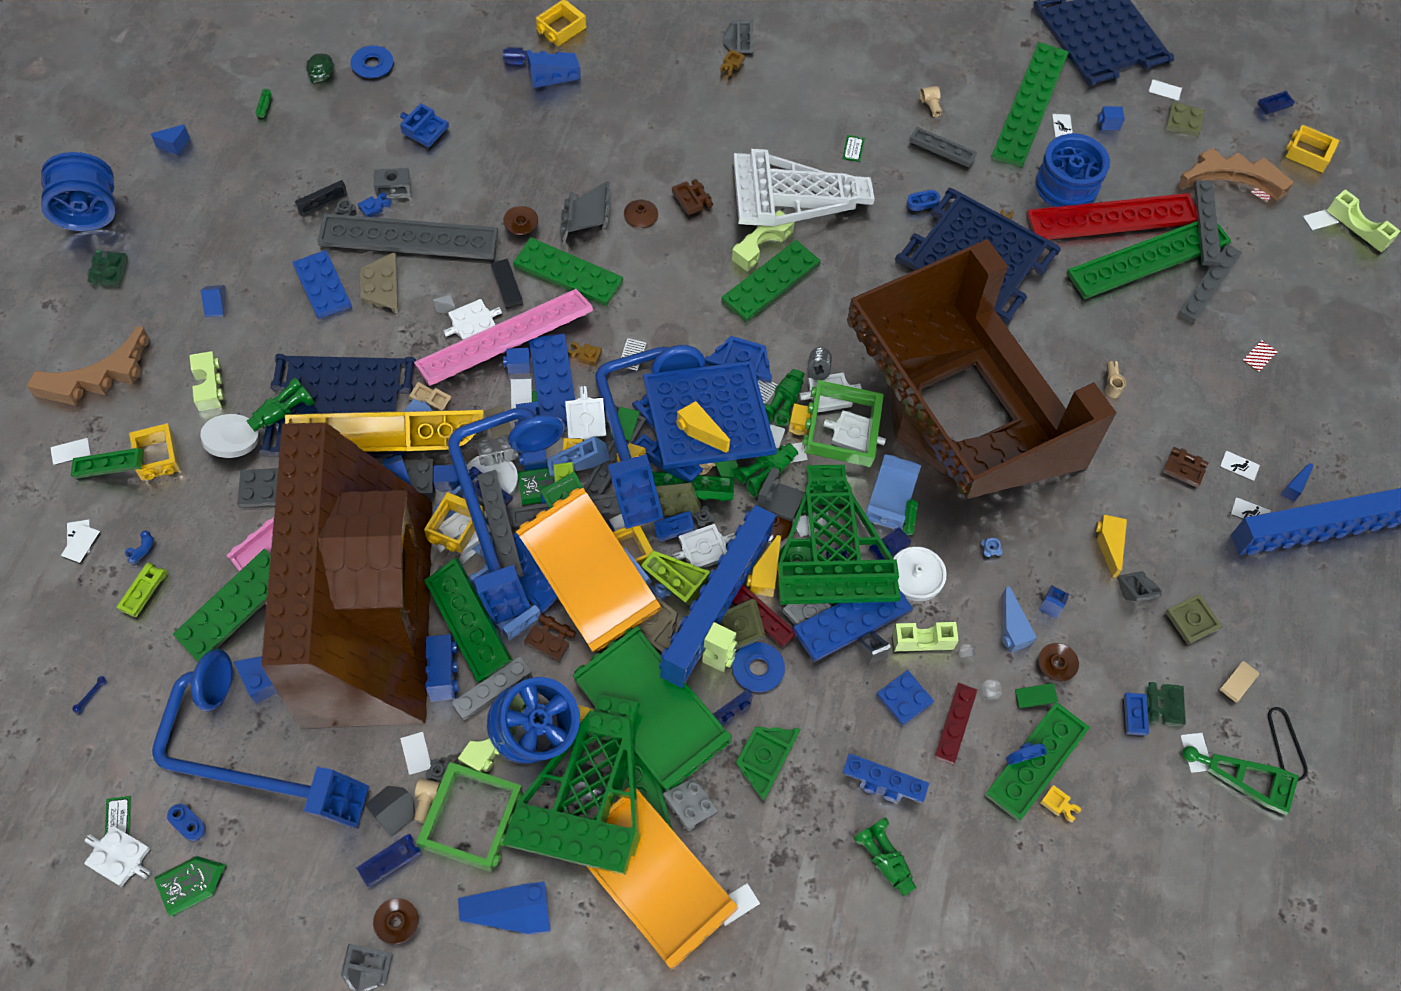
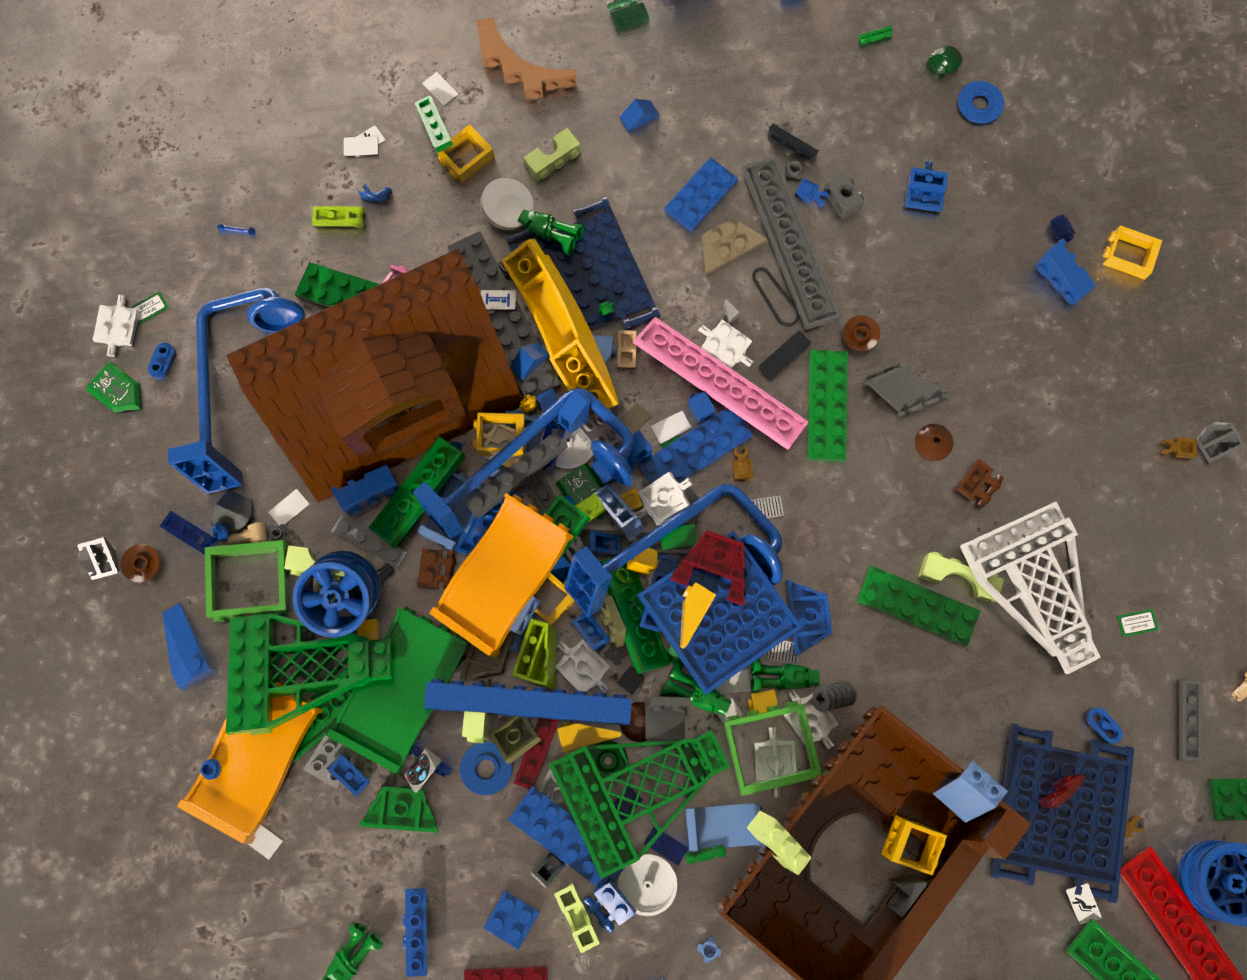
camera: 70 degrees right, 15 degrees up
(384, 392) = (606, 308): none -> green plate
(406, 824) = (220, 532): none -> blue plate
(437, 489) = (528, 405): none -> yellow plate
(449, 276) = (770, 305): none -> black piece
(470, 445) = (574, 411): none -> blue slope
(599, 482) = (604, 543): none -> blue slope
(647, 920) = (211, 769): none -> blue plate
(664, 389) = (717, 556): none -> dark red wing
(711, 789) = (348, 775): none -> blue plate
(734, 512) = (630, 680): none -> black piece
(738, 714) = (422, 769): none -> slope
(922, 602) = (614, 902): none -> plate
(924, 412) = (784, 846): none -> yellowish green arch
(946, 279) = (970, 793): none -> medium blue panel
(959, 357) = (898, 837): none -> yellow window
(963, 234) = (1064, 790): none -> clear red slope
(1002, 376) = (908, 891): none -> dark grey slope
(1054, 271) = (1084, 905): none -> white sticker

